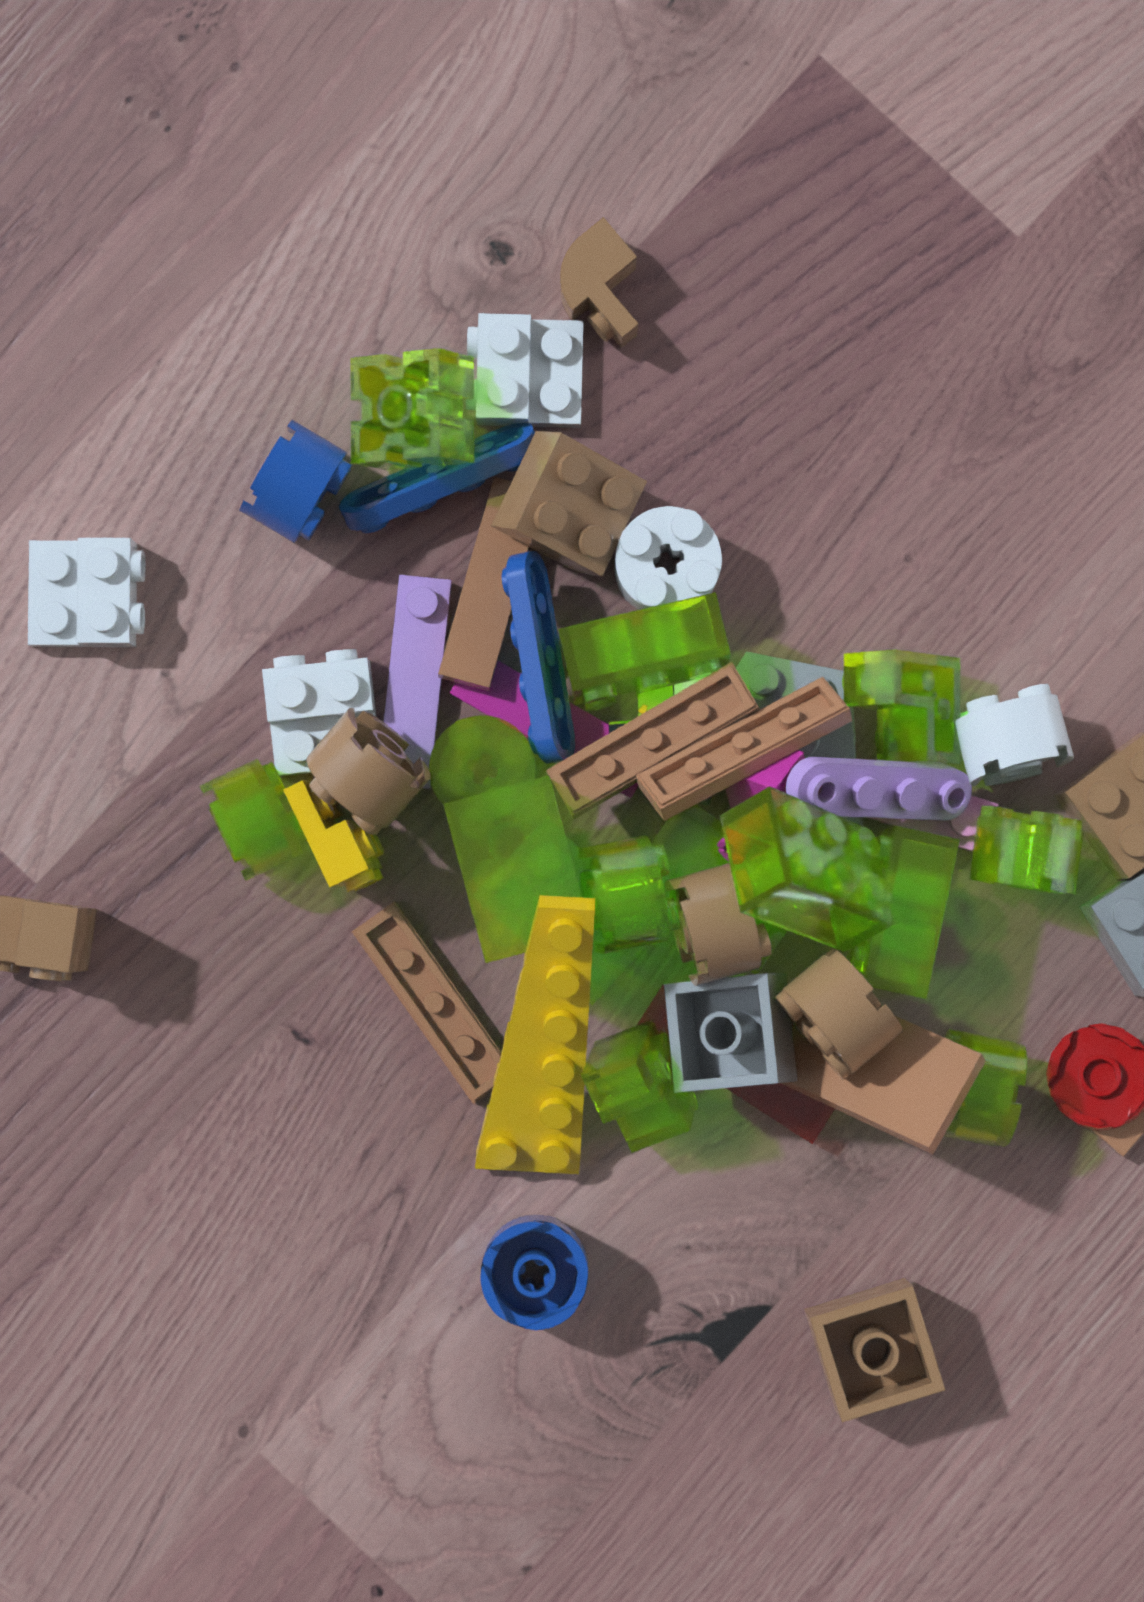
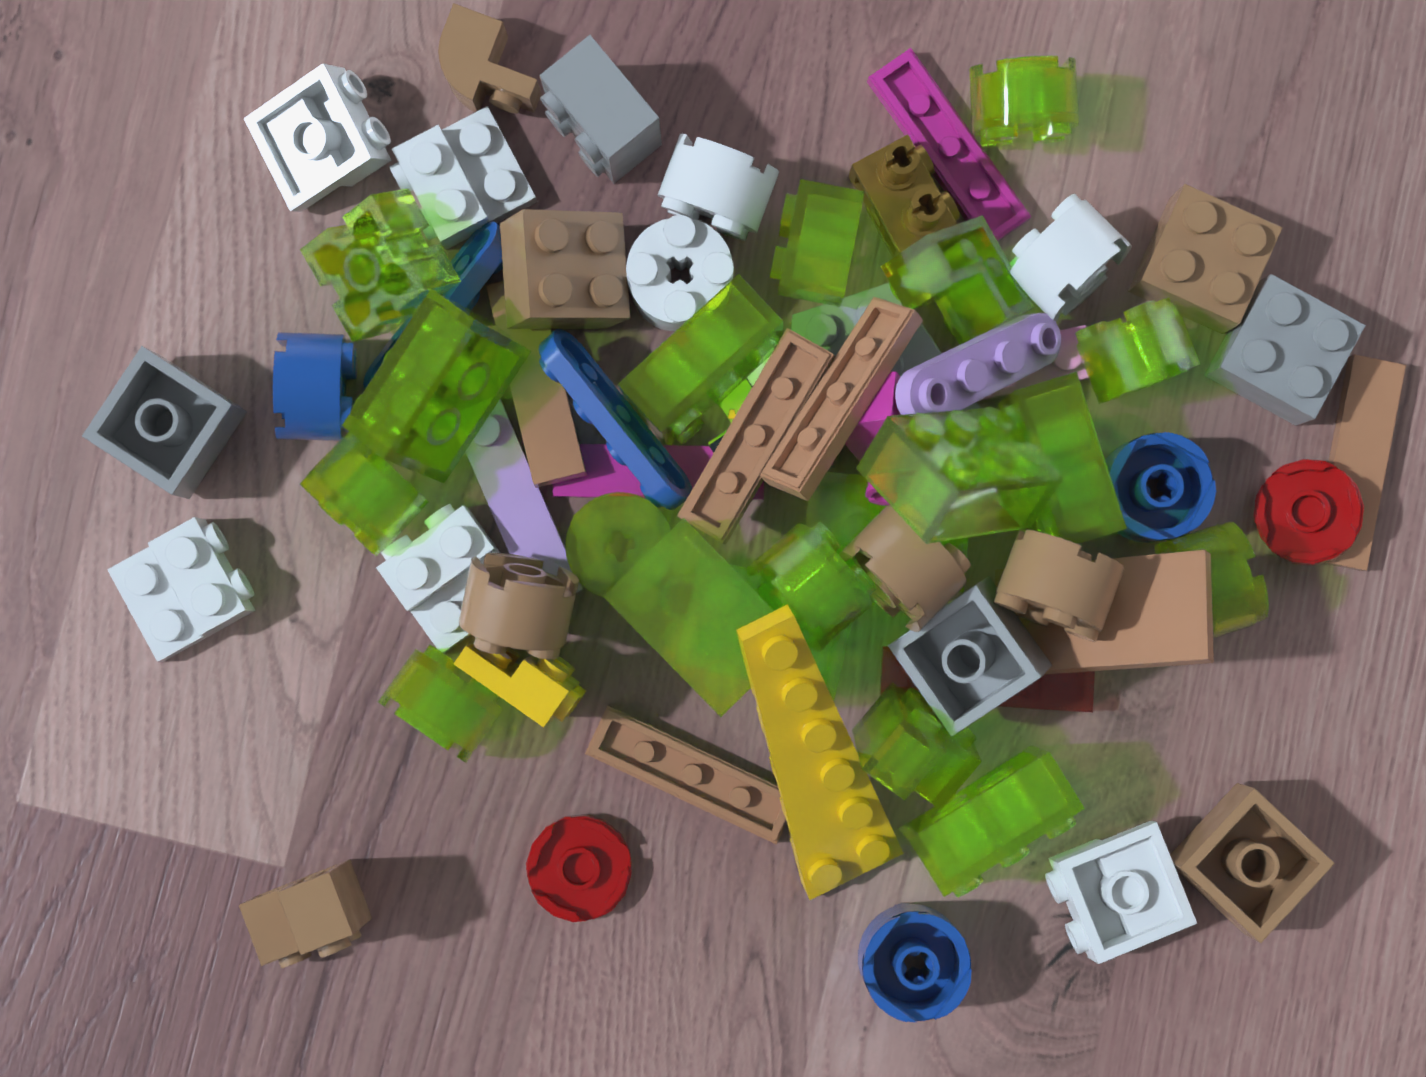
camera: 30 degrees left, 0 degrees up
(150, 442) = (164, 423): none -> light grey brick
(288, 599) = (364, 493): none -> clear neon green brick
(291, 1028) = (579, 868): none -> red tile
(401, 543) = (436, 387): none -> clear neon green brick
(422, 266) = (319, 136): none -> white plate
(670, 1187) = (992, 821): none -> clear neon green brick
(678, 381) = (601, 110): none -> light grey brick
(743, 503) = (717, 185): none -> white brick
(747, 1313) = (1120, 892): none -> white plate
(802, 604) = (820, 243): none -> clear neon green brick
(901, 601) = (902, 194): none -> pearl gold brick
(966, 579) = (957, 156): none -> dark pink tile
(1005, 986) = (1182, 479): none -> blue brick
(1053, 577) = (1023, 99): none -> clear neon green brick

